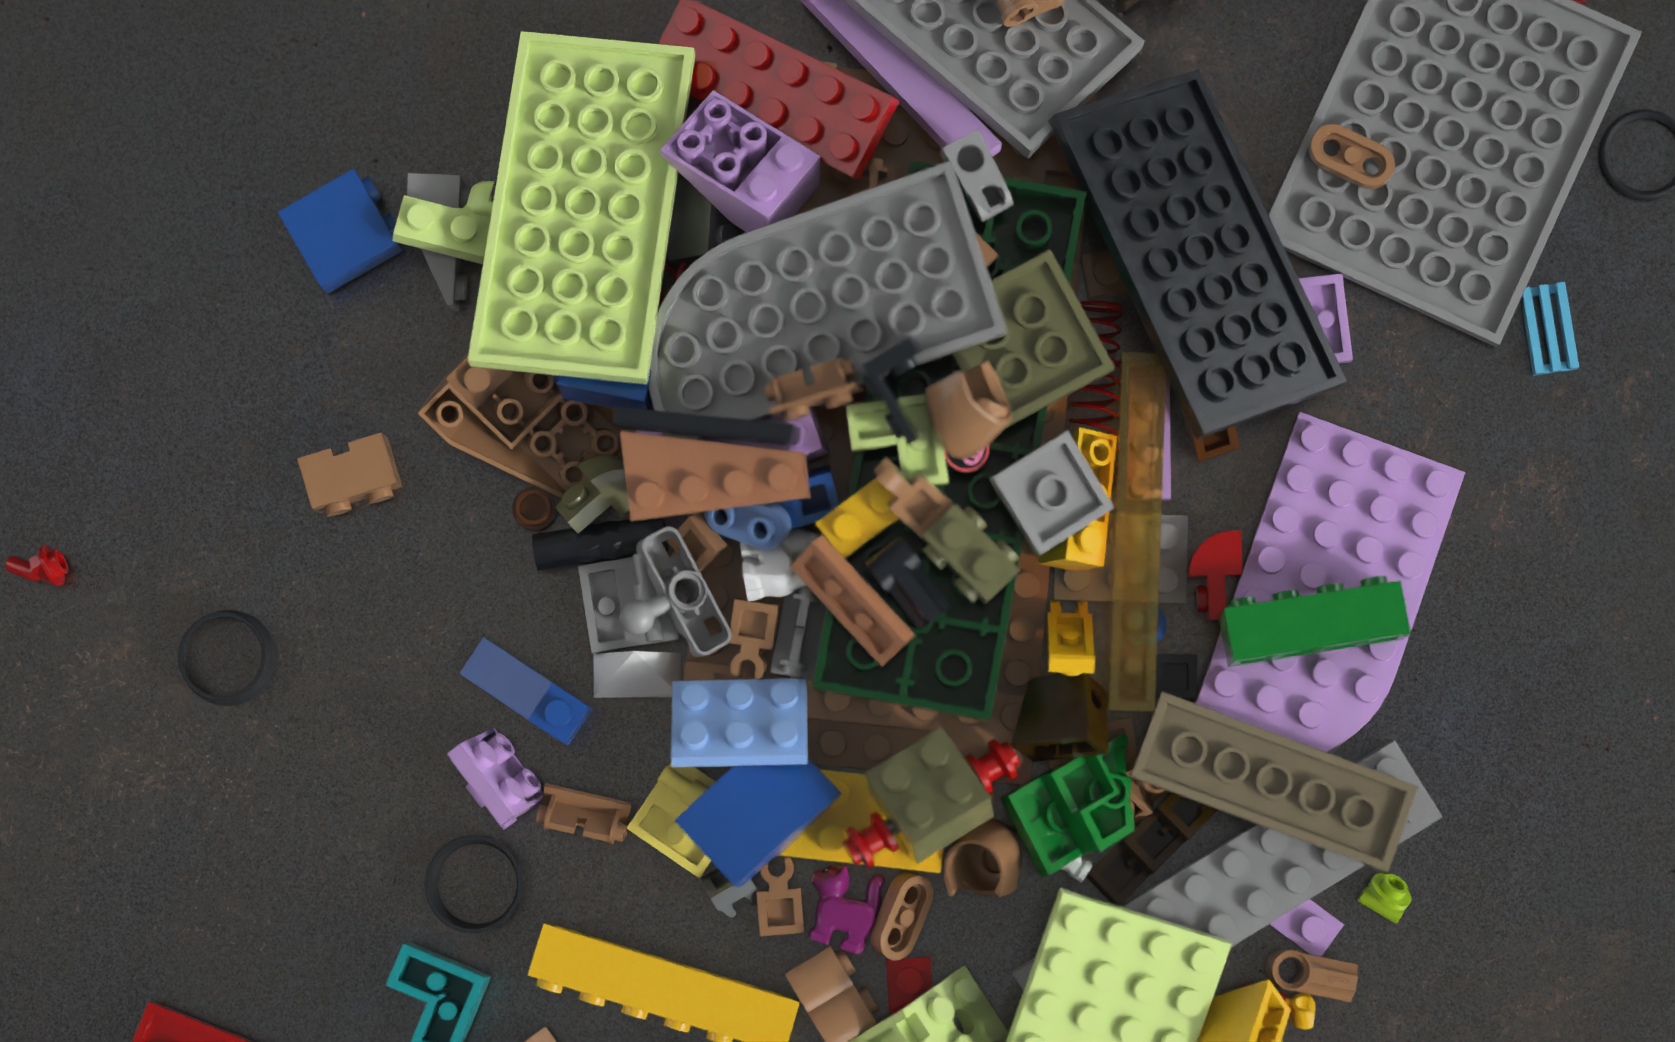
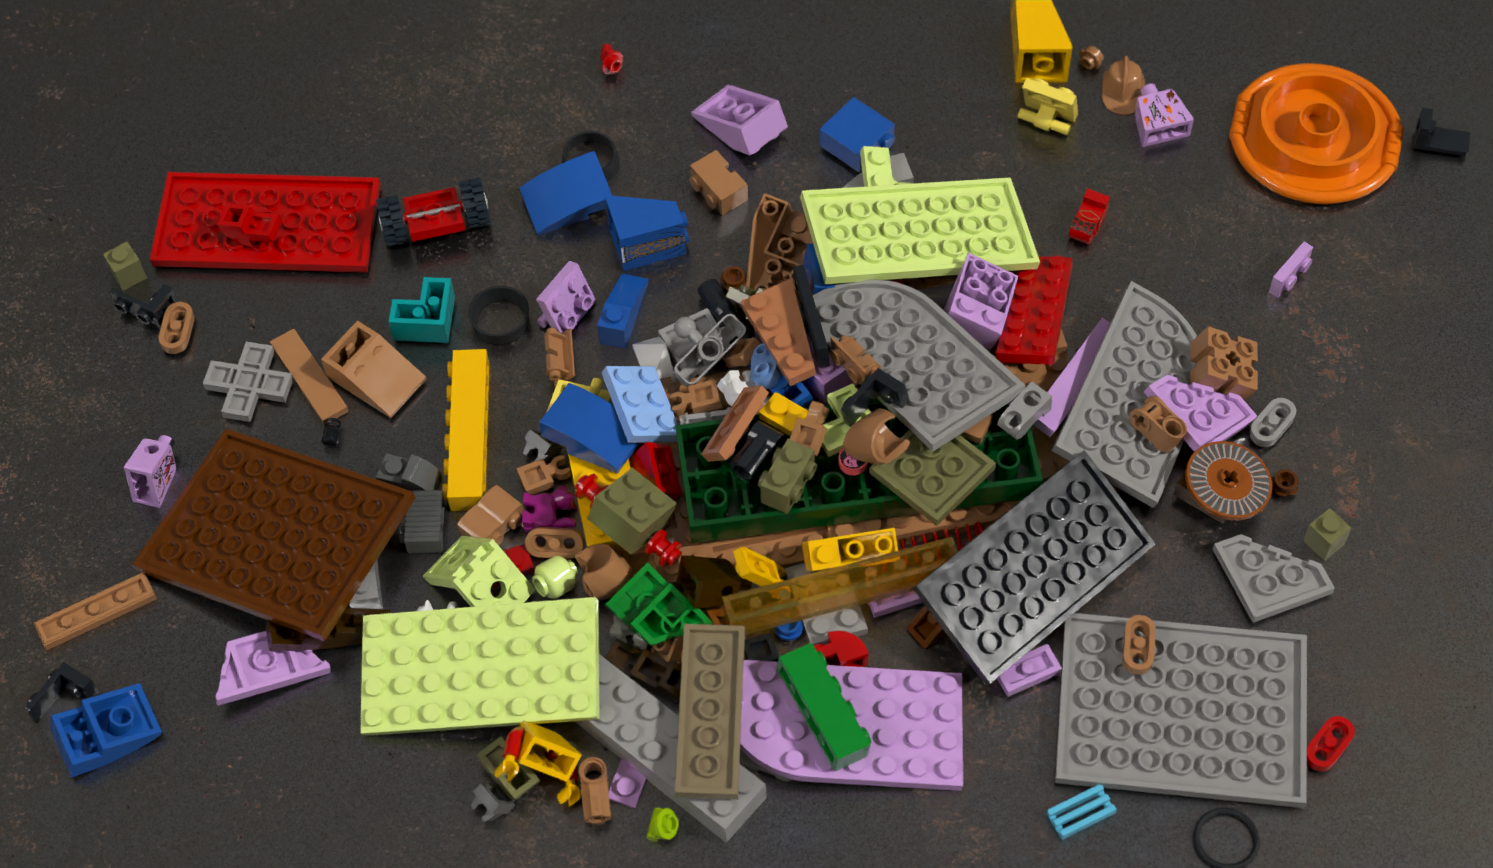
camera: 65 degrees right, 25 degrees down
(236, 398) = (741, 118): none -> lavender slope
(254, 935) = (433, 213): none -> plate
(290, 716) = (566, 193): none -> blue slope
(410, 616) = (646, 230): none -> blue slope
(855, 736) = (658, 466): none -> red panel
(961, 932) = (555, 577): none -> yellowish green head
(1051, 493) = (844, 513): light grey plate -> none

